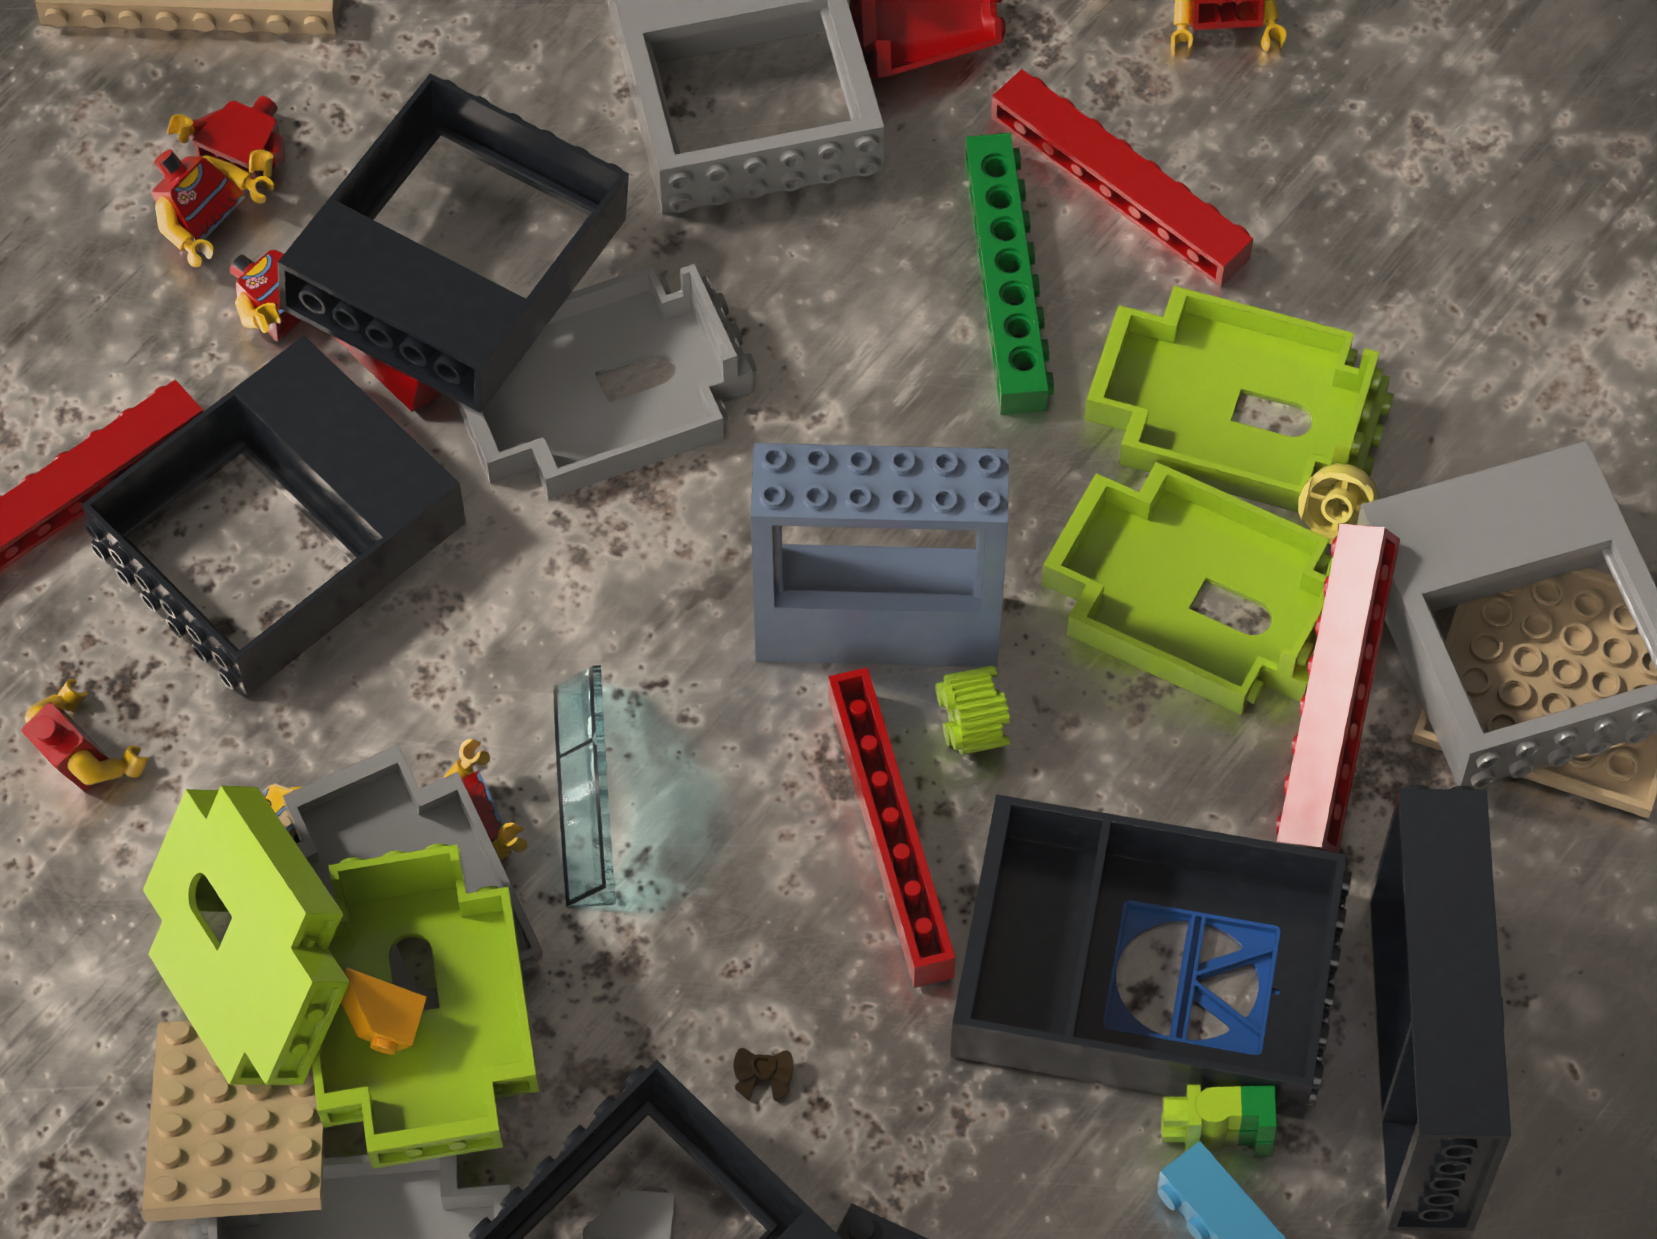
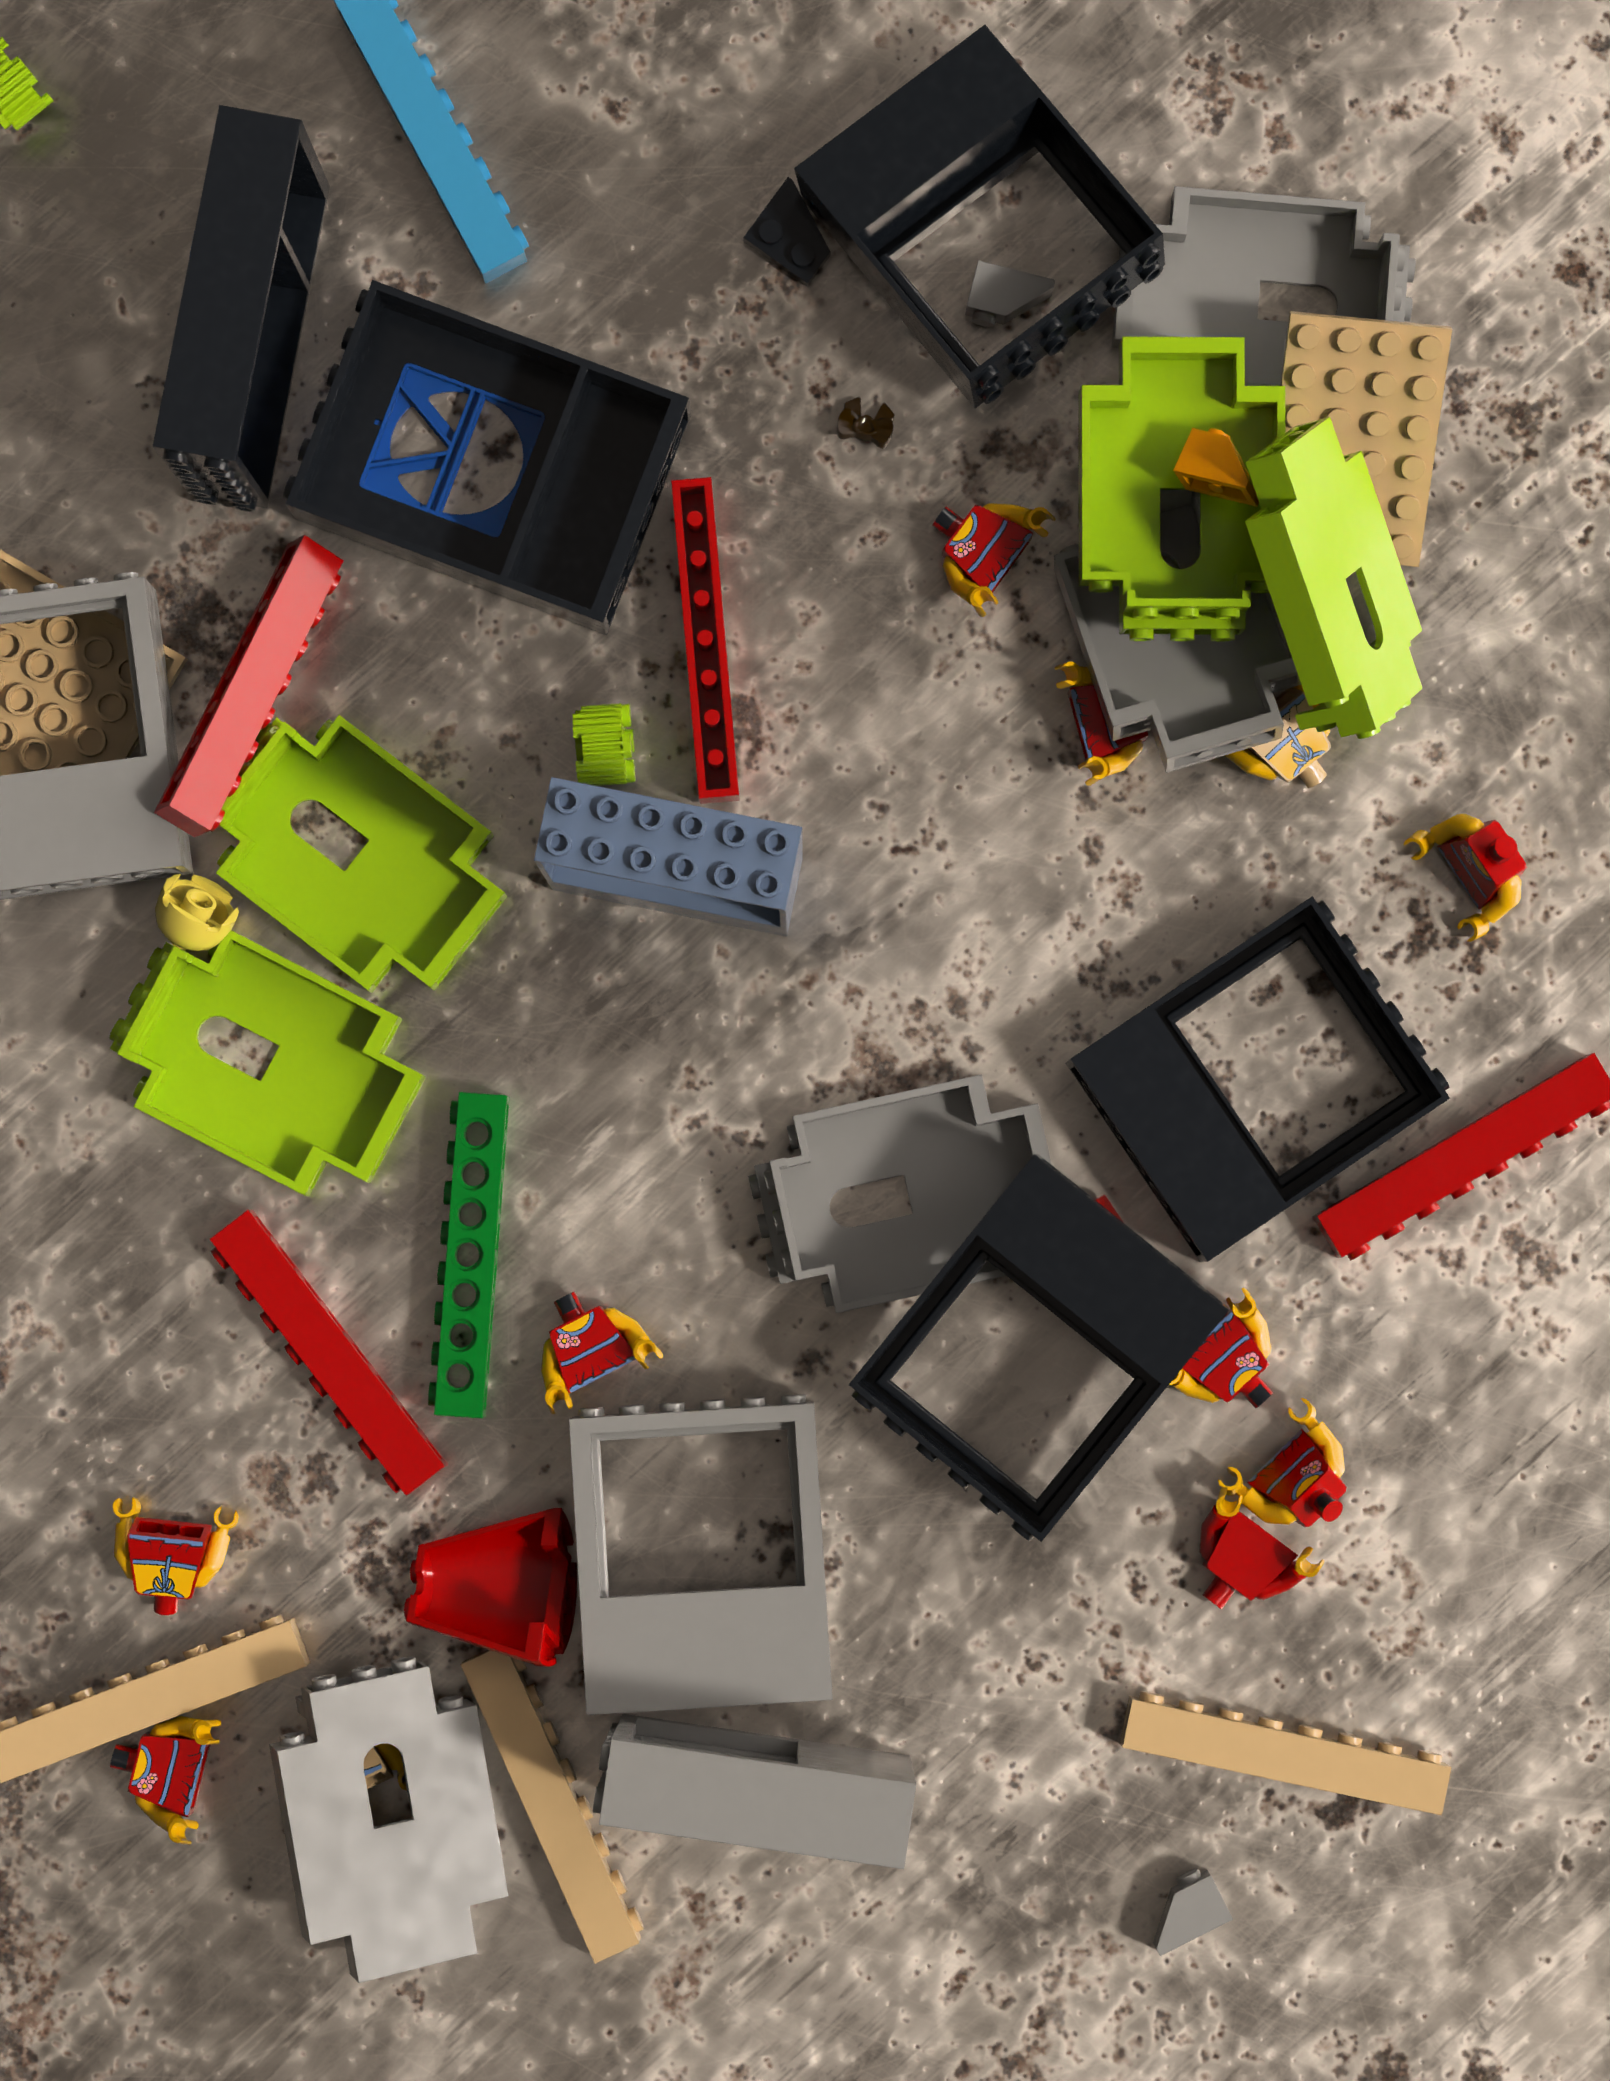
camera: 170 degrees left, 25 degrees up
(583, 790) = (990, 741): clear light blue windscreen -> none
(617, 962) = (986, 547): none -> torso
(879, 212) = (589, 1348): none -> torso
(1222, 1118) = (461, 290): lime hips -> none

